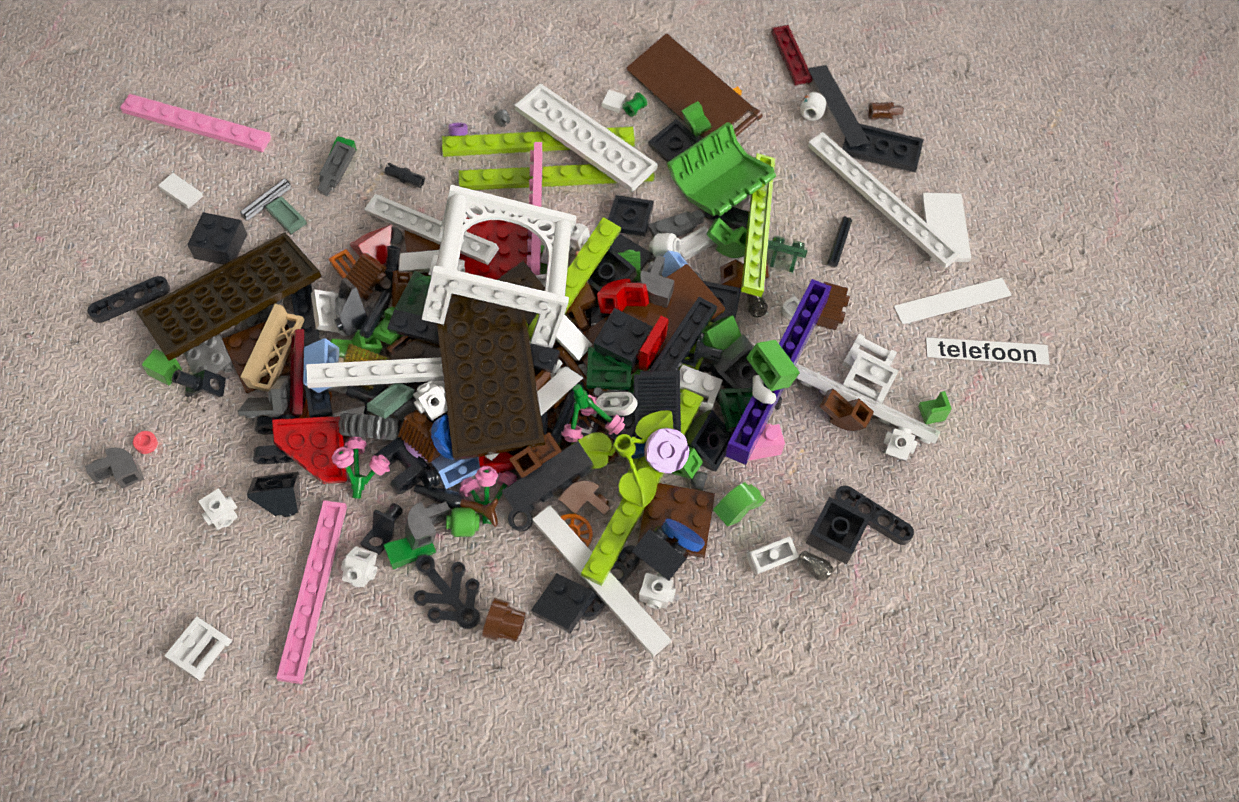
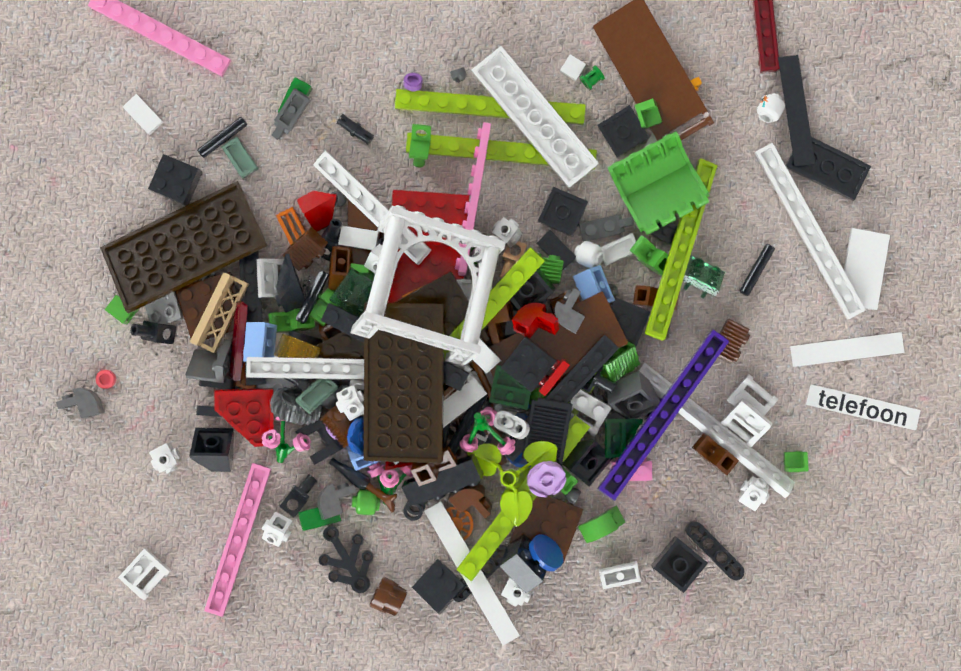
camera: 15 degrees right, 25 degrees up
(128, 296) = (94, 232): black beam -> none
(430, 477) = (343, 458): black bush -> none
(473, 174) = (420, 145): none -> bright green bracket
(762, 393) = (637, 447): white arm -> none
(773, 365) = (653, 424): bright green brick -> none
(789, 307) = (694, 336): white tile -> none
(815, 565) = (653, 591): clear smoke cone -> none
(884, 110) = (842, 122): reddish brown hinge -> none

